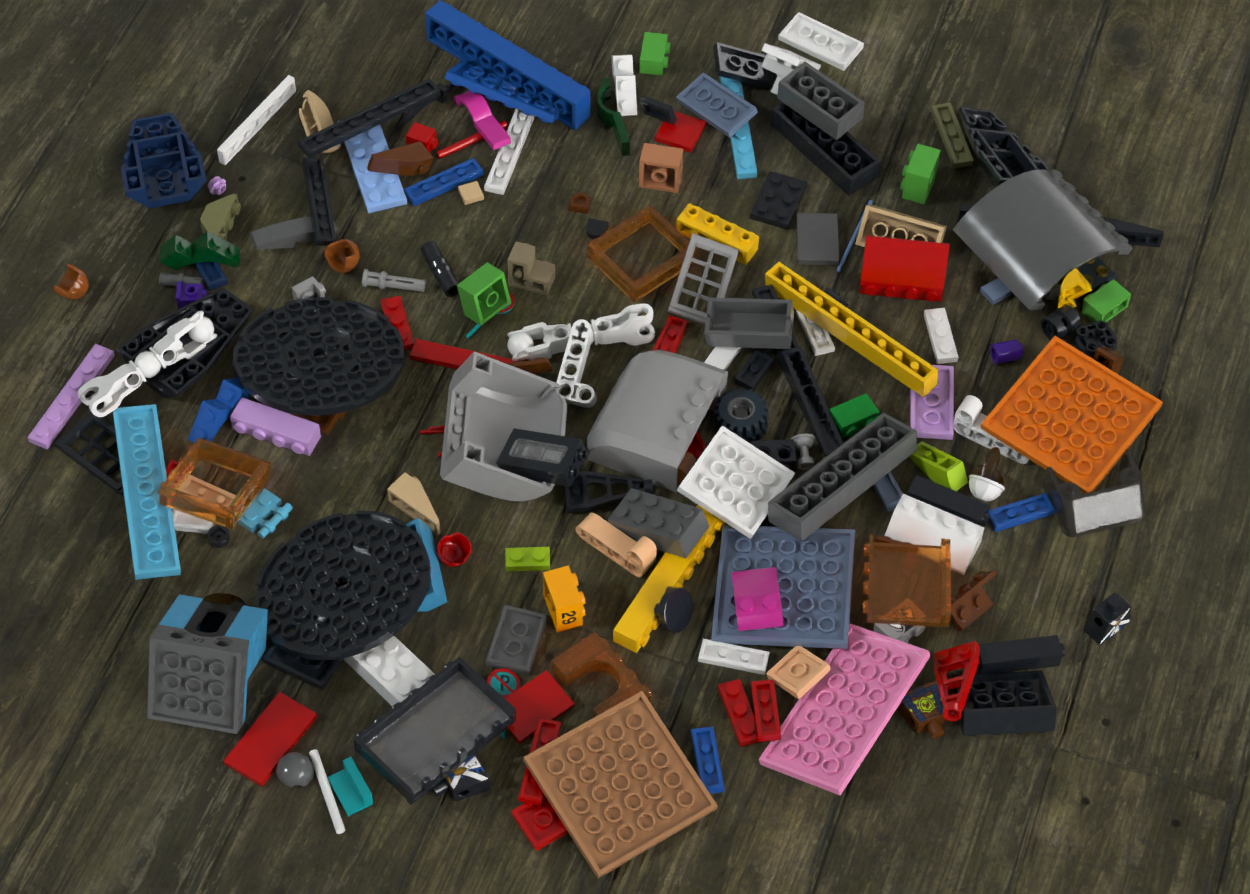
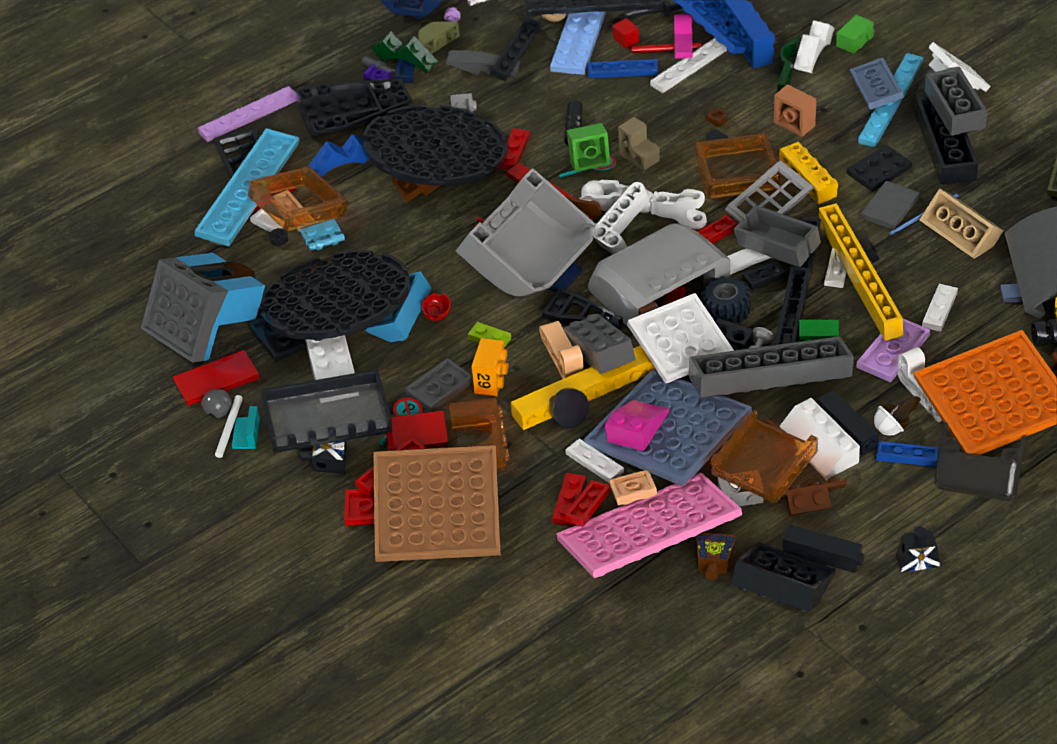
camera: 35 degrees right, 10 degrees down
(73, 284) = (301, 44): dark orange hair -> none
(116, 386) = (310, 107): white piece -> none
(275, 426) = (372, 182): lavender brick -> none
(342, 255) = (505, 88): dark orange hair -> none
(384, 280) = (524, 116): light grey pin -> none
(403, 160) = (599, 41): reddish brown slope -> none
(411, 498) = (432, 261): tan slope -> none
(470, 193) = (637, 82): tan tile -> none
(543, 456) = (541, 266): black piece -> none
(658, 110) = (825, 71): black tile -> none
(682, 133) = (836, 94): red tile -> none
(707, 759) = (519, 520): blue tile -> none
(741, 65) = (913, 59): black plate -> none
(821, 41) = (1004, 70): white tile -> none
(888, 492) = (808, 391): sand blue tile -> none
(904, 268) = (937, 243): red slope -> none
(920, 173) = (1008, 185): bright green brick -> none
(940, 466) = (862, 395): lime slope -> none
(951, 659) = (752, 537): red plate -> none
(1006, 351) = (983, 335): dark purple brick -> none

